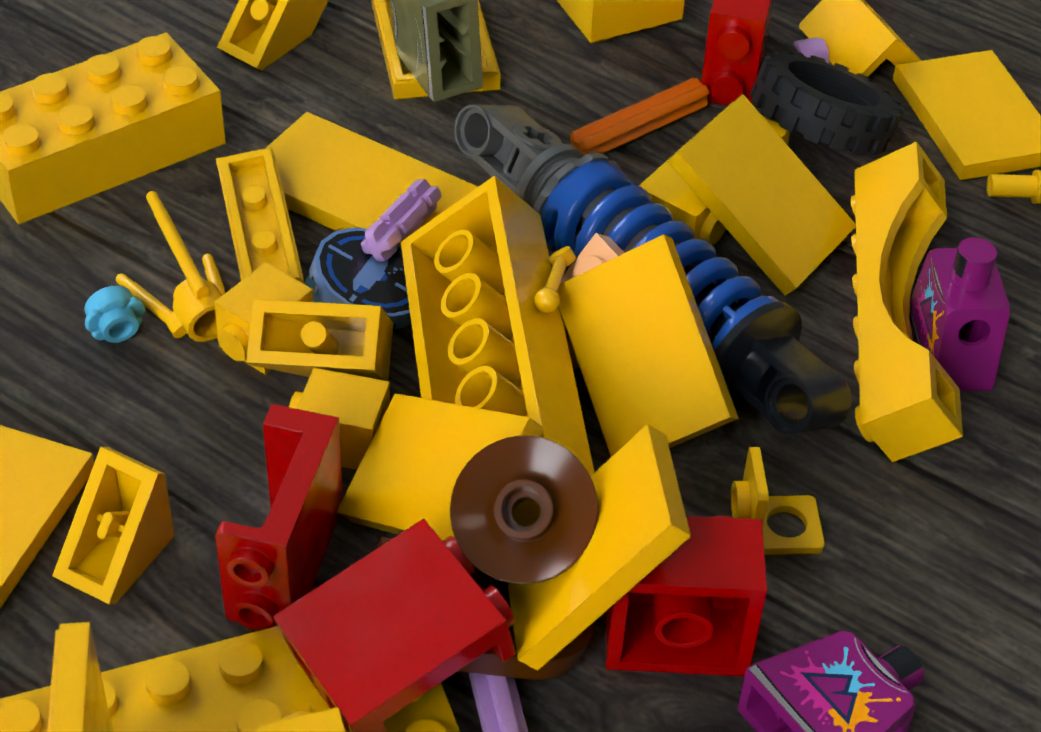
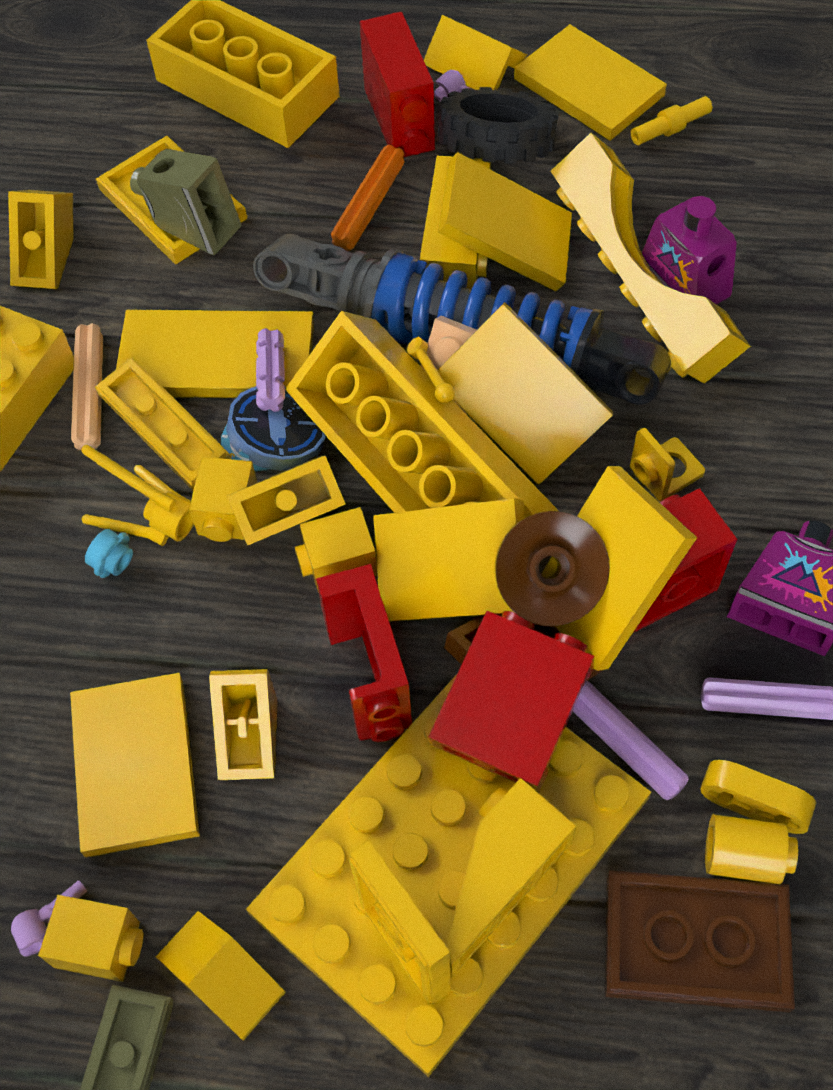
camera: 25 degrees left, 15 degrees up
(203, 176) = (86, 375): none -> light nougat axle

